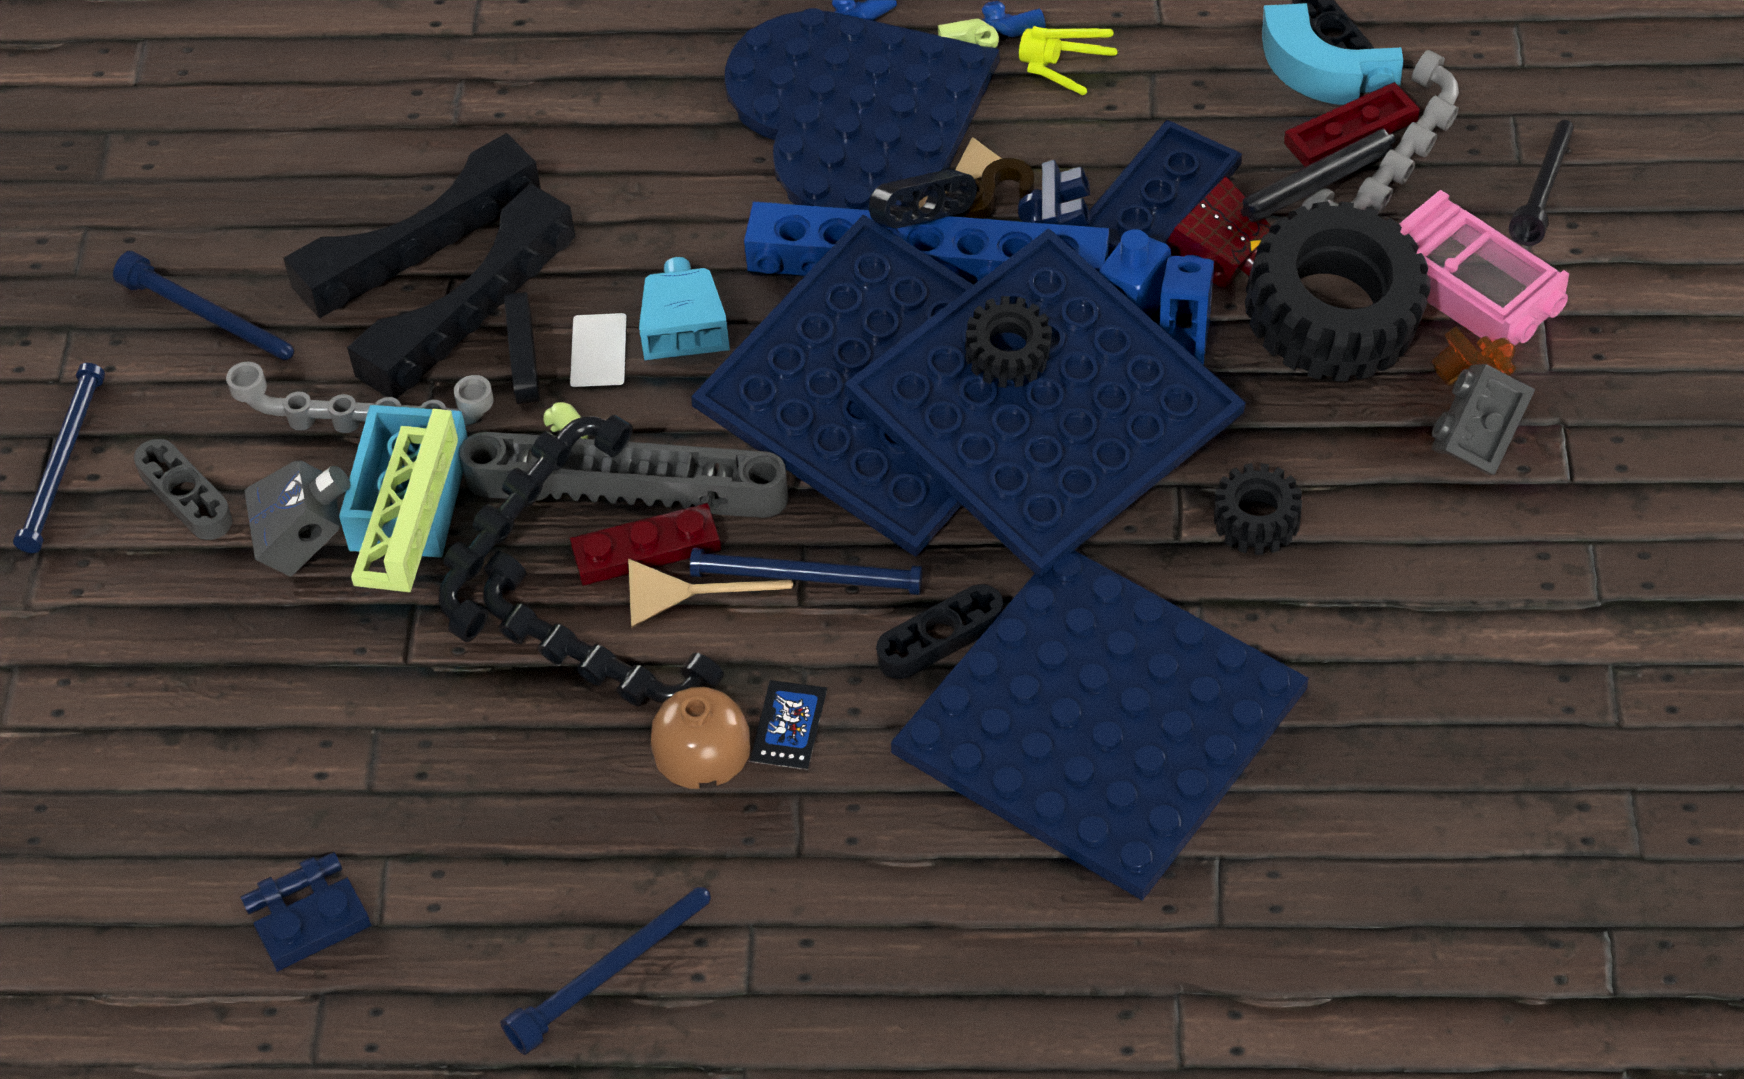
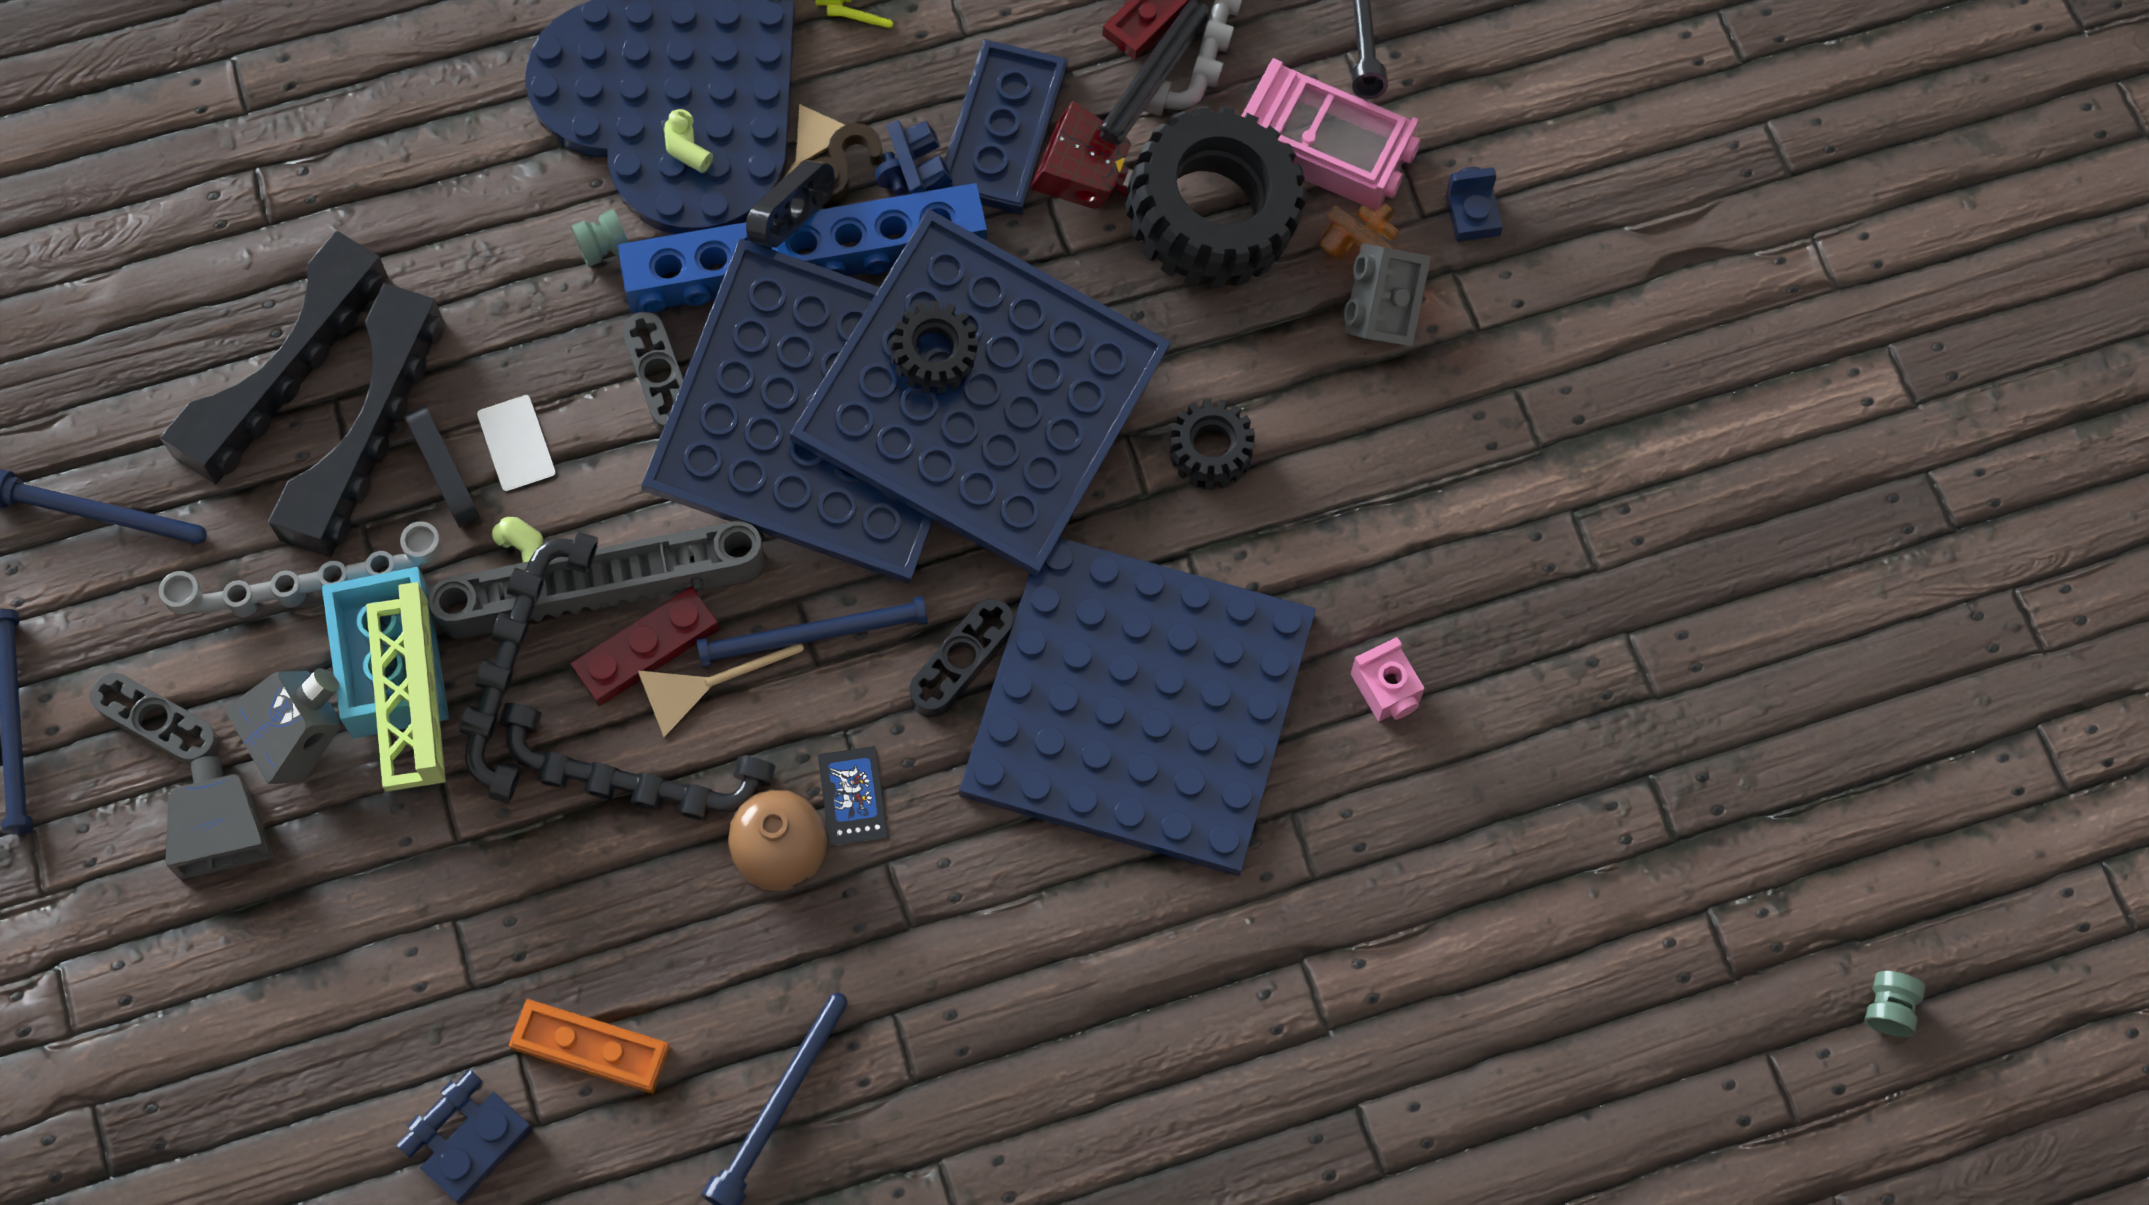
camera: 25 degrees left, 15 degrees up
(194, 584) = (213, 823): none -> dark grey torso
(453, 868) = (589, 1046): none -> orange tile
(681, 313) = (589, 382): medium azure torso -> none
(738, 198) = (598, 239): none -> sand green wheel
(741, 307) = (644, 361): none -> dark grey beam
(846, 134) = (680, 141): none -> yellowish green arm
(1138, 269) = (1021, 223): blue torso -> none
(1187, 291) = (1076, 229): blue torso -> none
(1357, 759) = (1382, 697): none -> bright pink brick
(1604, 365) = (1473, 204): none -> dark blue bracket

